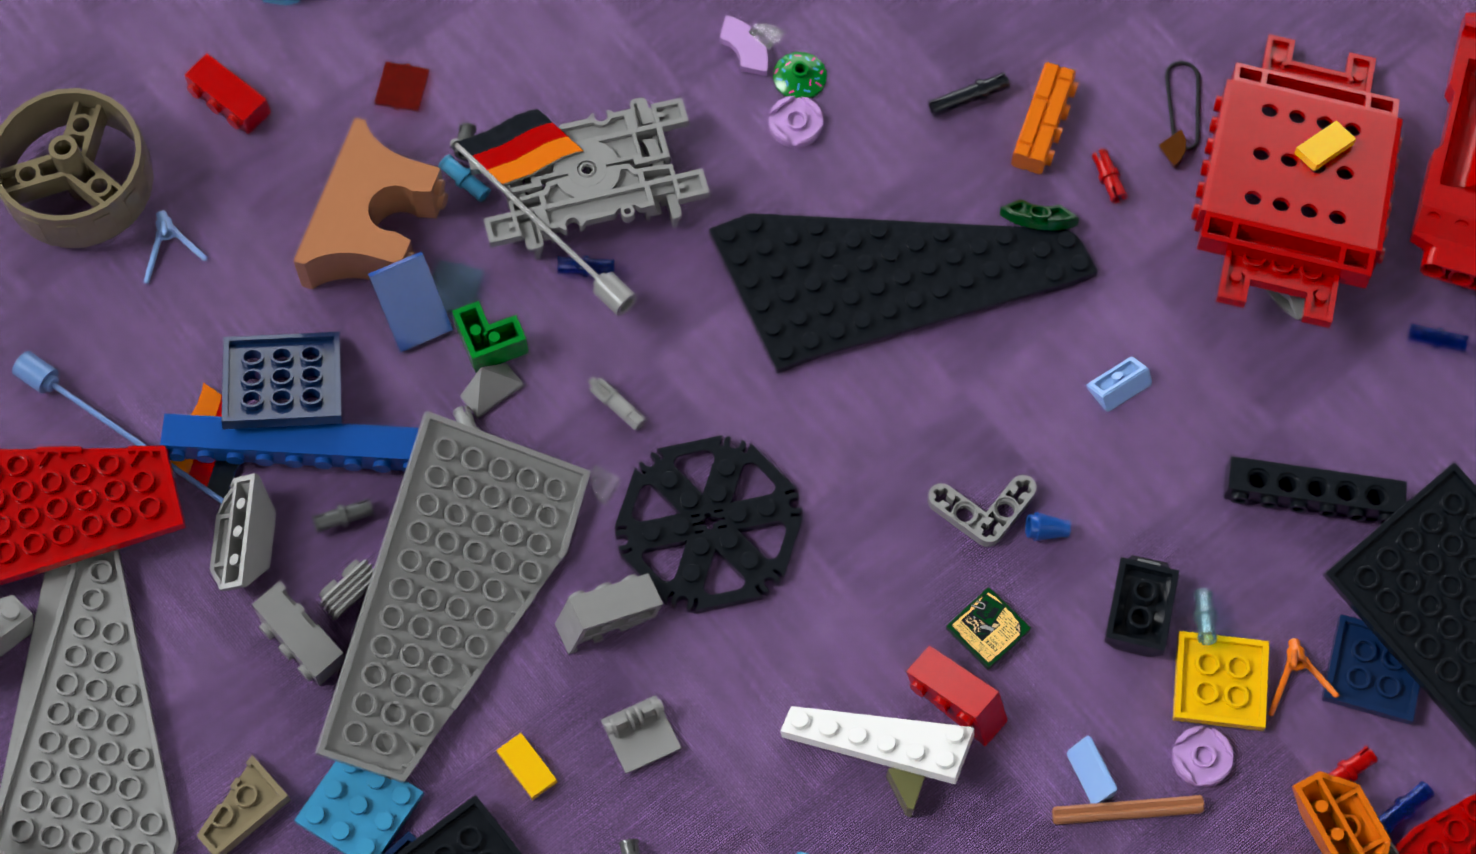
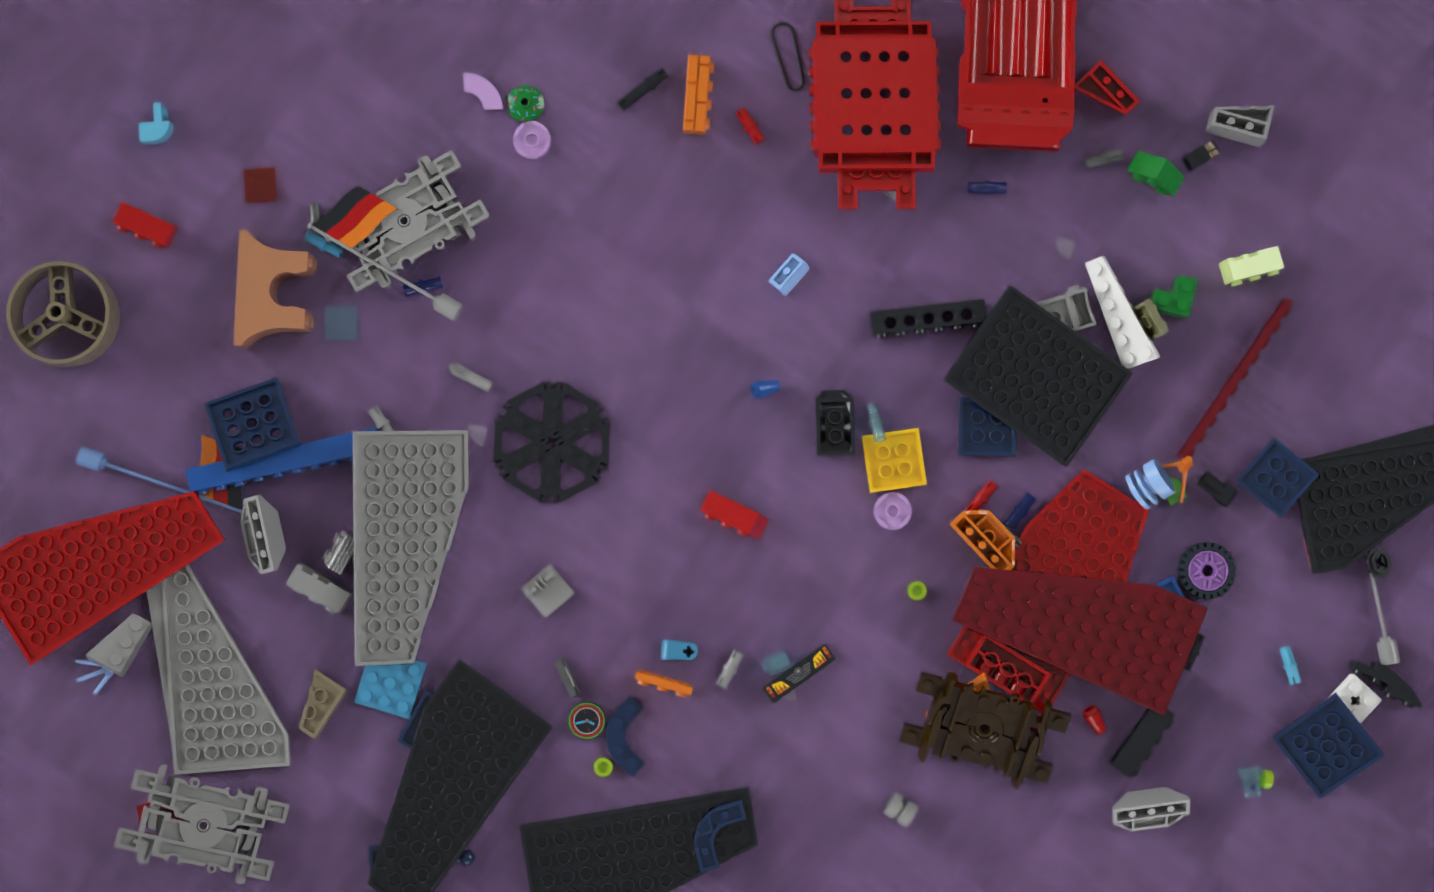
camera: 20 degrees left, 20 degrees up
(167, 231) = (138, 336): light blue plant -> none
(343, 515) = (320, 501): dark grey pin -> none
(410, 301) = (317, 348): blue tile -> none
(486, 342) = (374, 361): green brick -> none
(490, 388) = (387, 388): light grey slope -> none
(526, 766) = (484, 629): yellow tile -> none
(606, 609) = (505, 519): light grey wedge -> none
(767, 34) = (495, 80): clear tile -> none
(853, 280) = (603, 246): black wing -> none
(903, 744) = (710, 557): white wing -> none
(905, 787) = (718, 577): olive slope -> none
(982, 519) = (721, 393): light grey beam -> none
(988, 628) = (743, 464): tile -> none
(1039, 216) = (710, 169): dark green tile -> none
(1092, 771) = (827, 540): light blue slope -> none
(1127, 809) = (854, 557): nougat axle -> none
(1174, 148) = (789, 93): reddish brown tile -> none
(1297, 661) = (937, 435): orange plant -> none
(1325, 146) = (887, 77): yellow tile -> none

